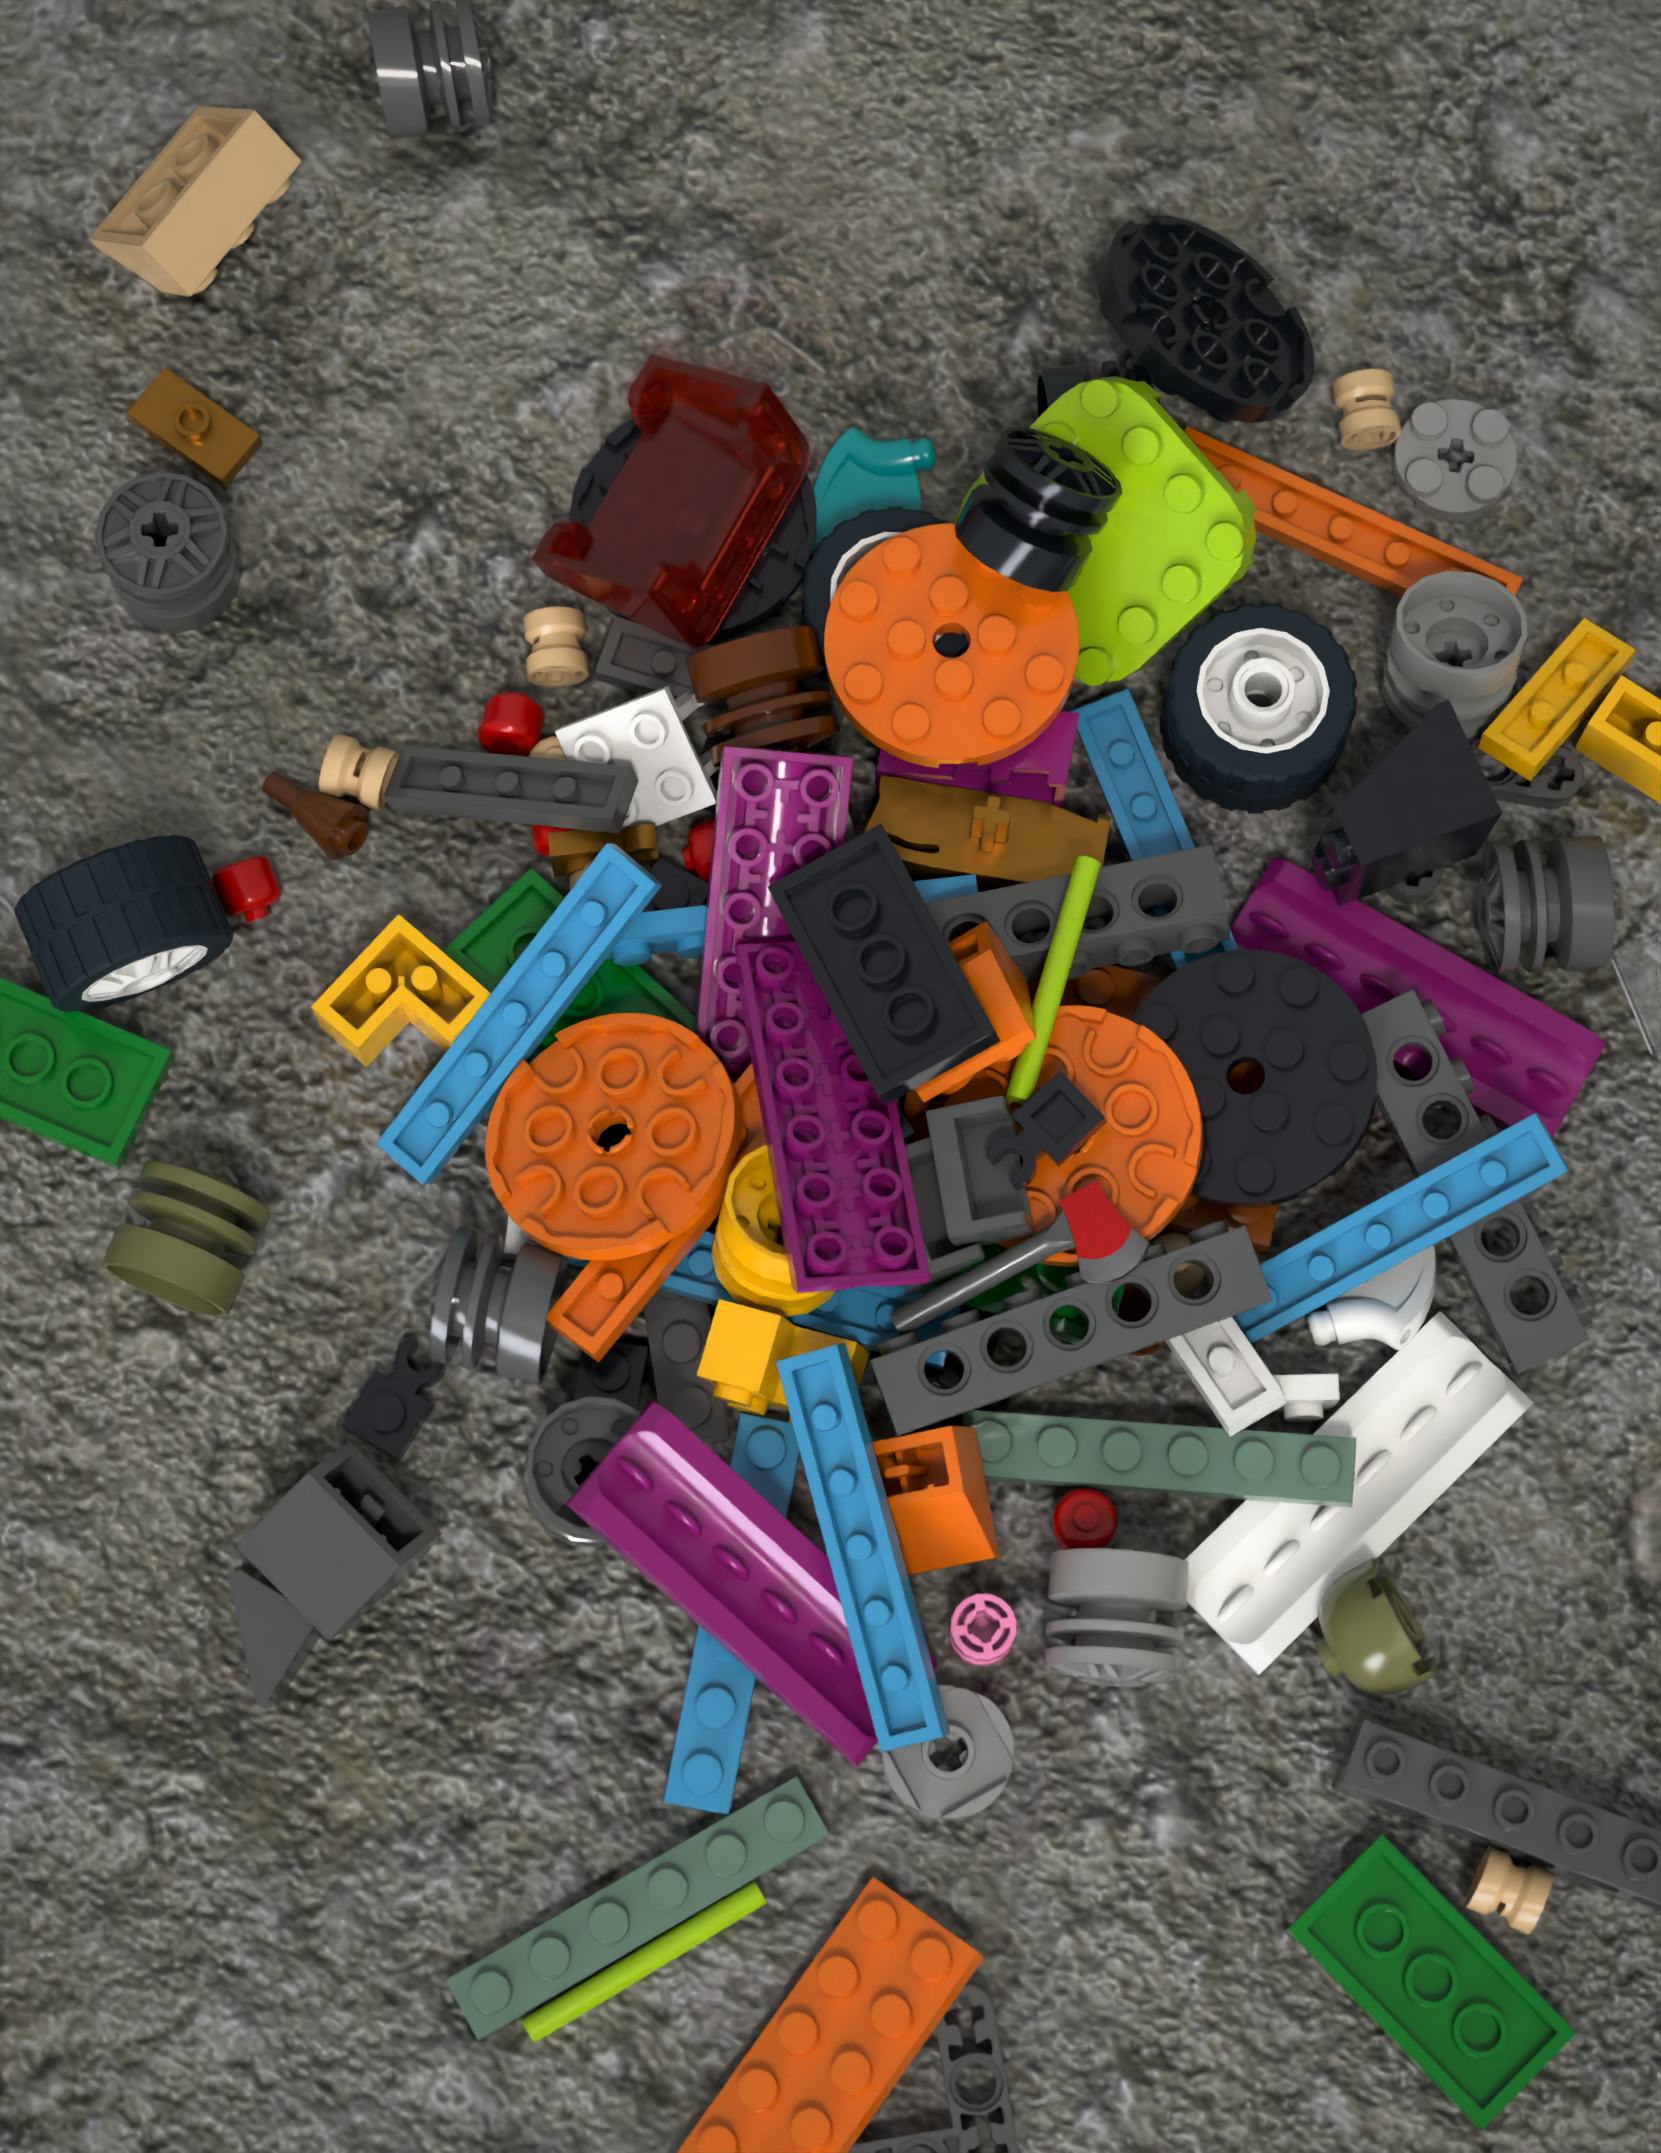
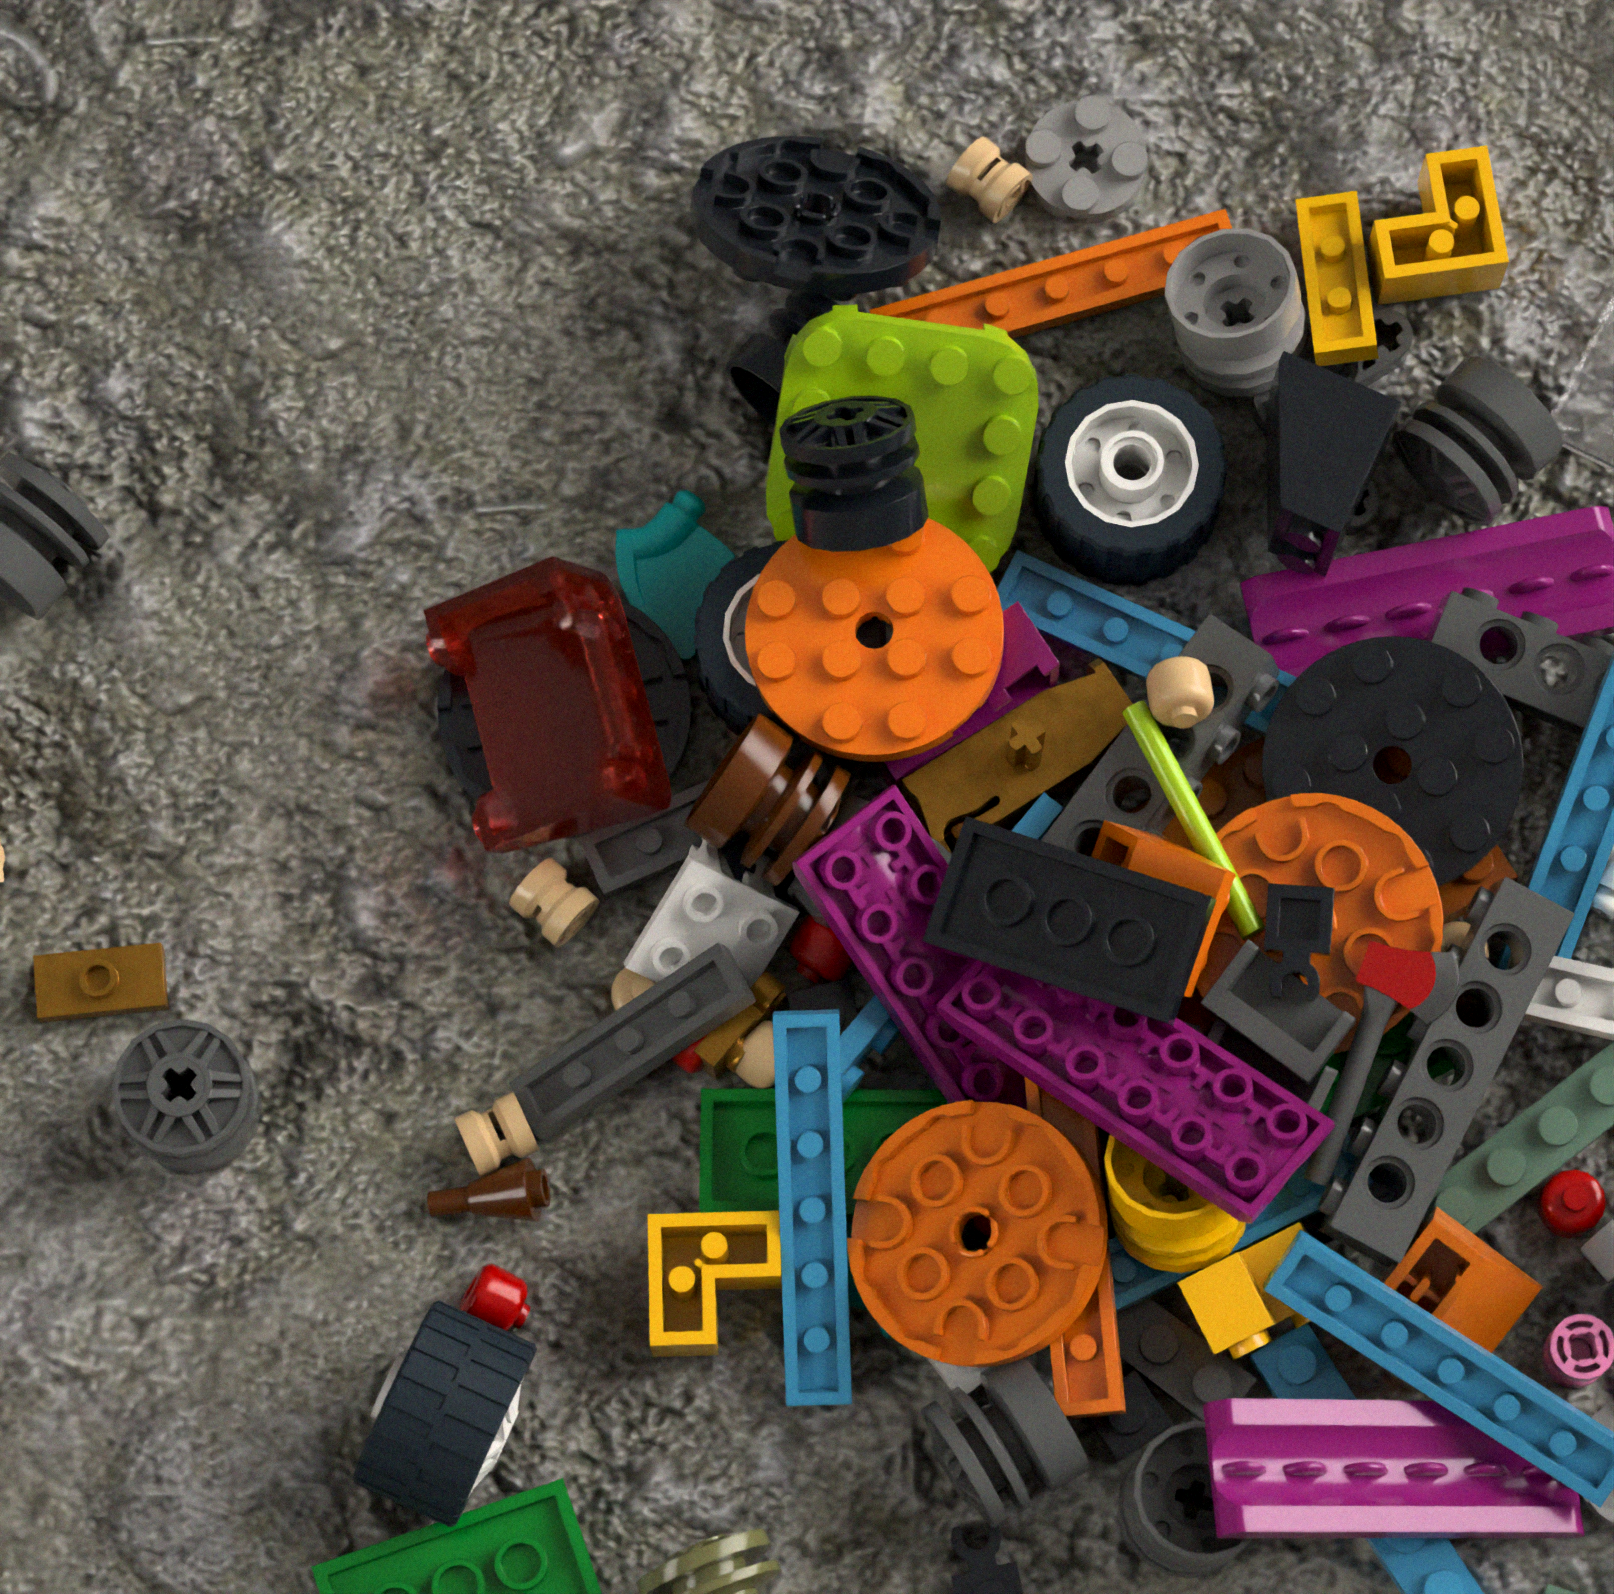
camera: 40 degrees left, 0 degrees up
(510, 724) = (576, 993): red piece -> none
(1131, 878) = (1180, 692): none -> tan piece

